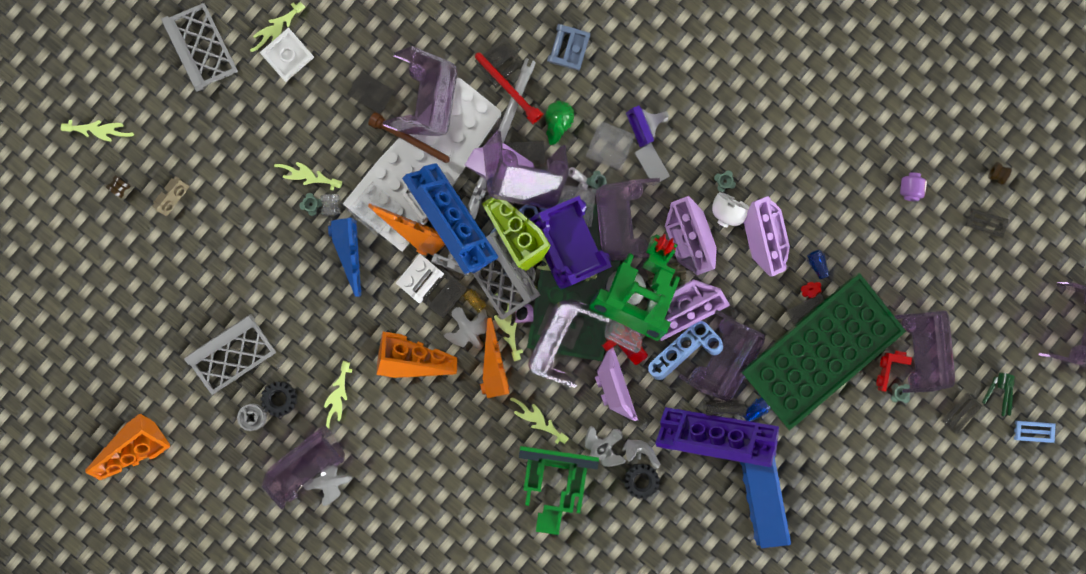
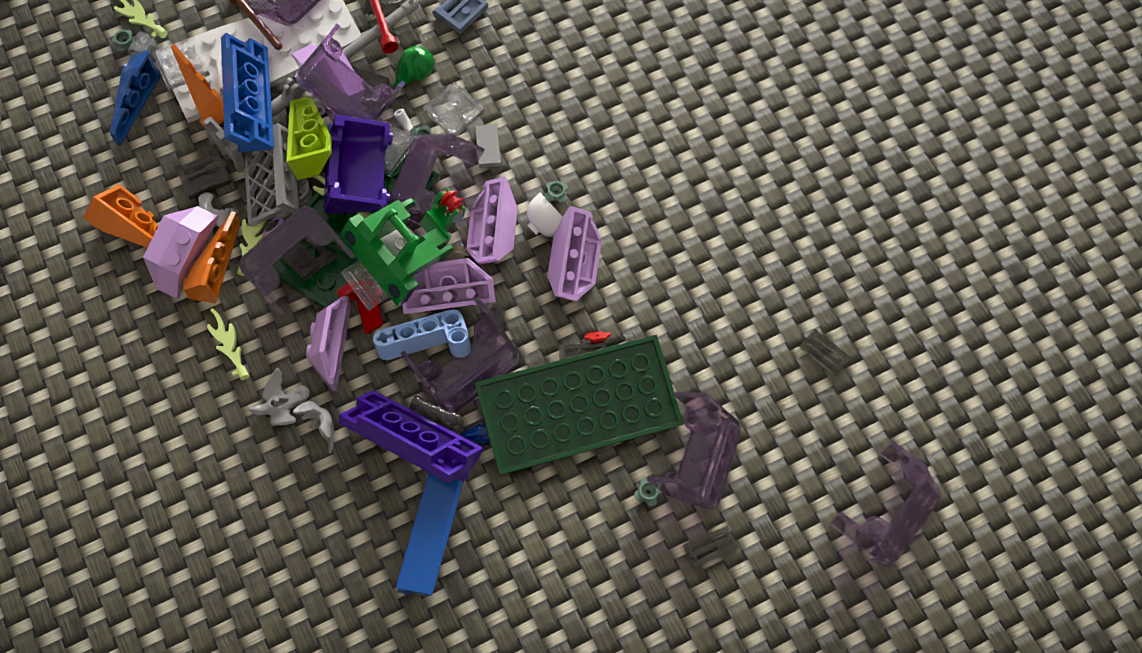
camera: 20 degrees right, 20 degrees down
(335, 396) = (29, 227): yellowish green piece -> none
(416, 274) = (187, 148): white plate -> none
(462, 365) = (177, 247): none -> lavender wedge
(474, 300) = (231, 195): clear yellow pin -> none
(577, 466) = (197, 374): green container -> none
(641, 492) = (293, 448): black tyre -> none
(645, 124) = (500, 103): dark purple piece -> none
(818, 263) = (617, 311): clear blue cone -> none
(885, 363) = (661, 449): red bracket -> none
(913, 187) = (756, 279): medium lavender head -> none
(999, 173) = (859, 304): dark brown wheel -> none
(1005, 382) = (775, 532): dark green plant -> none
(1018, 430) = (770, 598): light blue tile -> none

